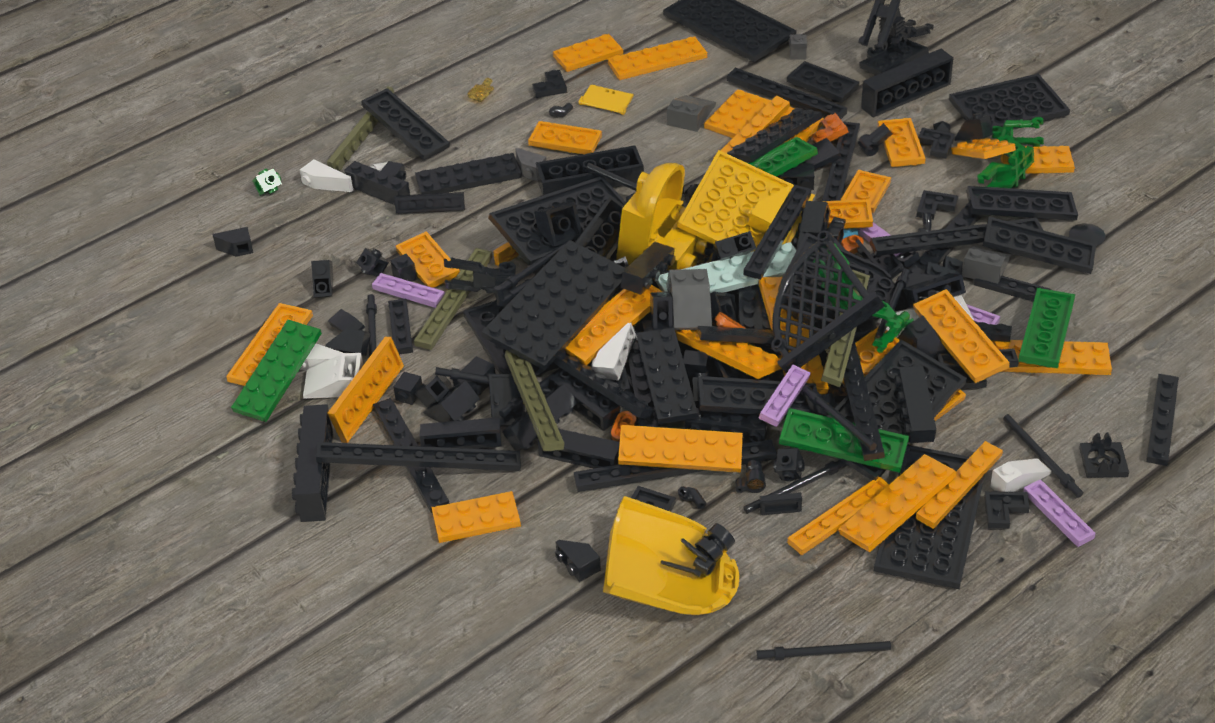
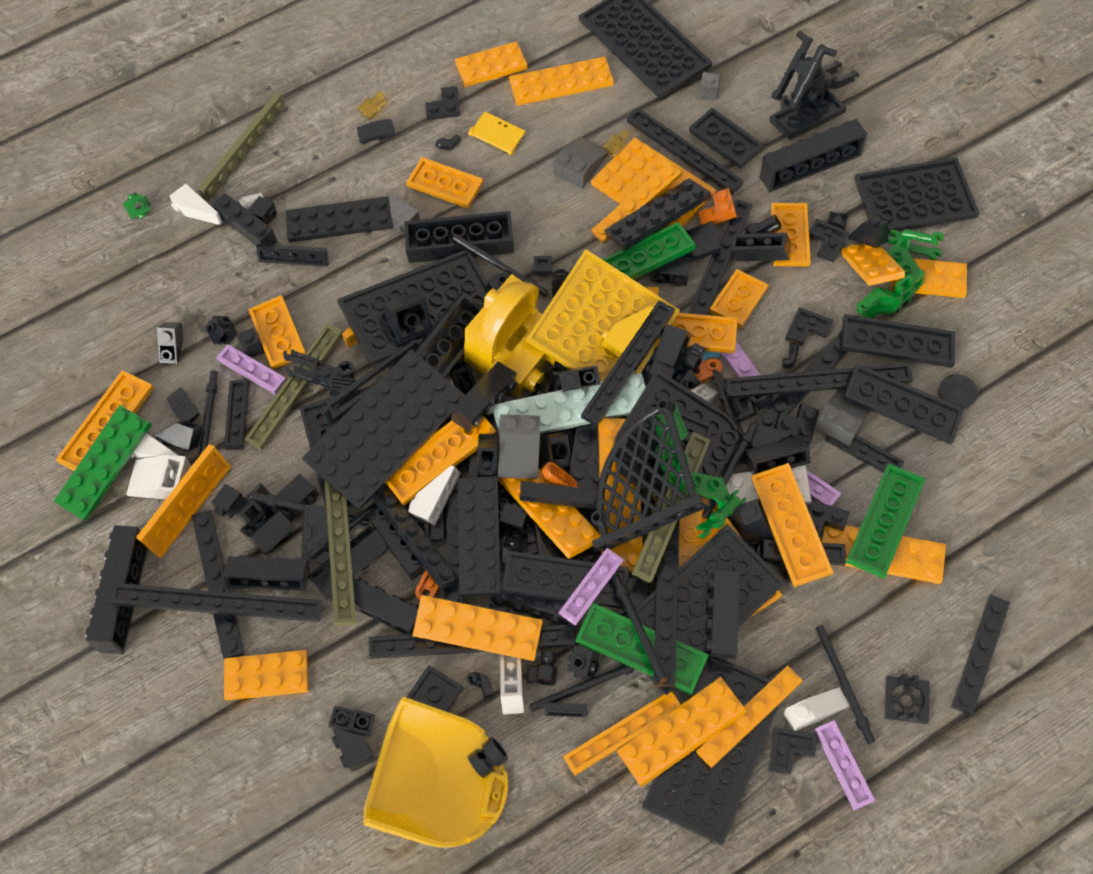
camera: 10 degrees right, 20 degrees up
(234, 242) = (94, 281): black slope -> none
(405, 124) = (285, 146): black plate -> none
(490, 106) = (378, 129): none -> black slope
(577, 535) = (351, 721): none -> black slope
(702, 563) = (471, 779): black plant -> none
(720, 94) = (615, 144): none -> clear yellow plate
(723, 492) = (511, 685): none -> white slope
(877, 148) = (761, 247): none -> black brick

